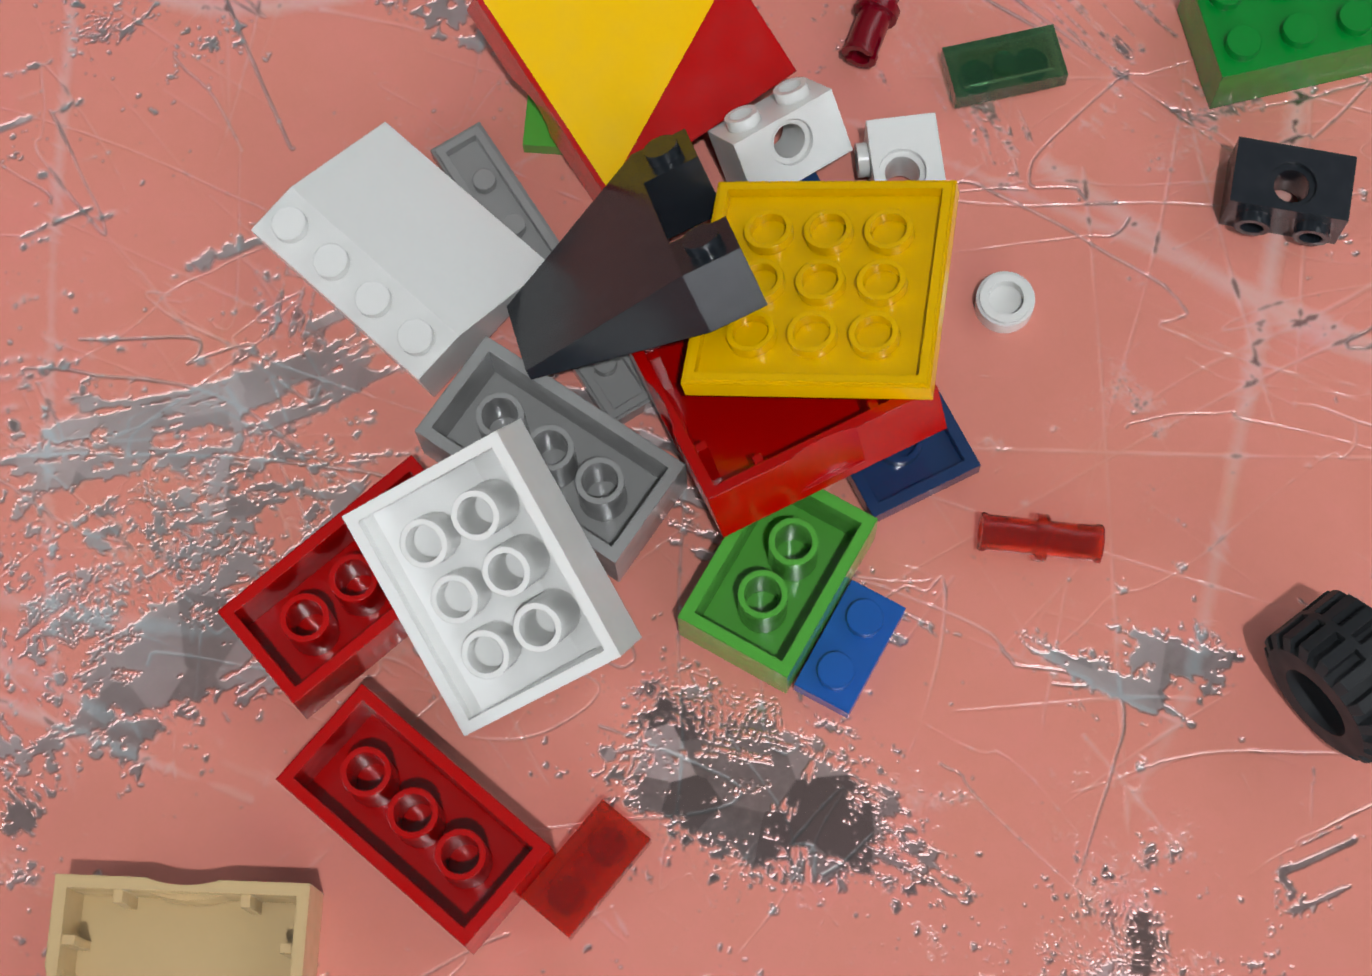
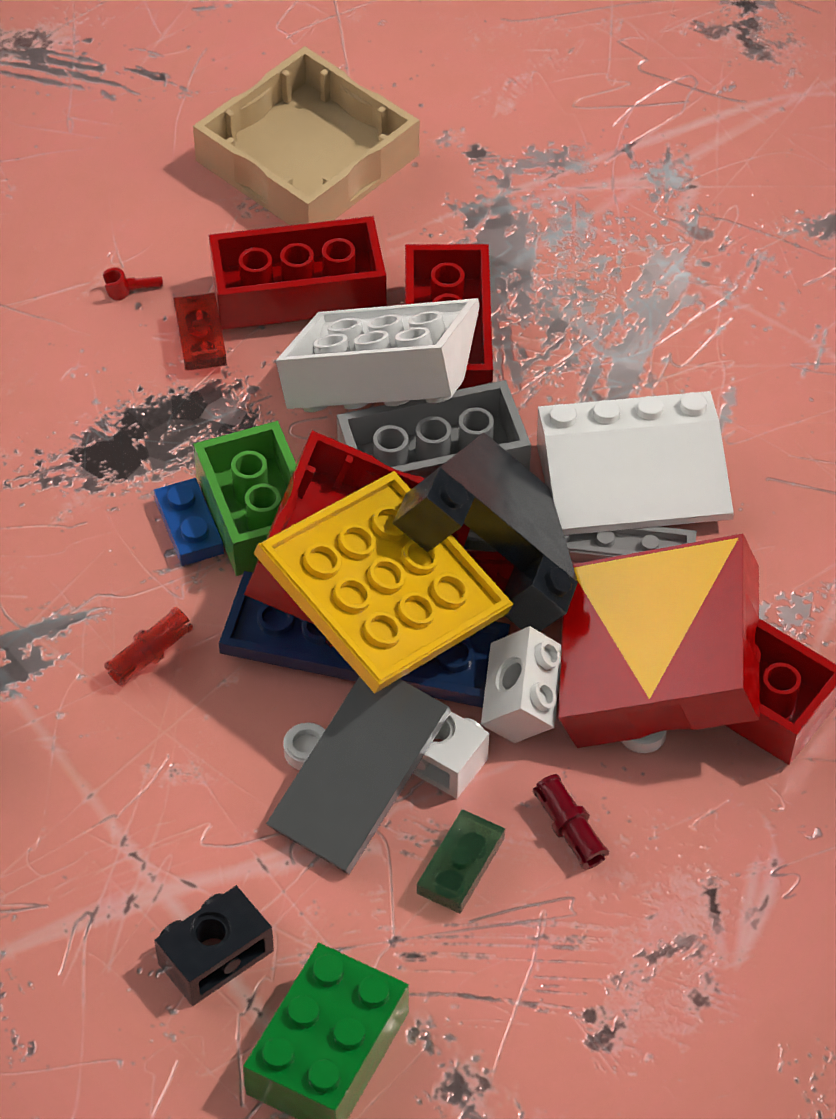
camera: 125 degrees right, 20 degrees down
(1021, 202) = (358, 770): none -> dark grey tile

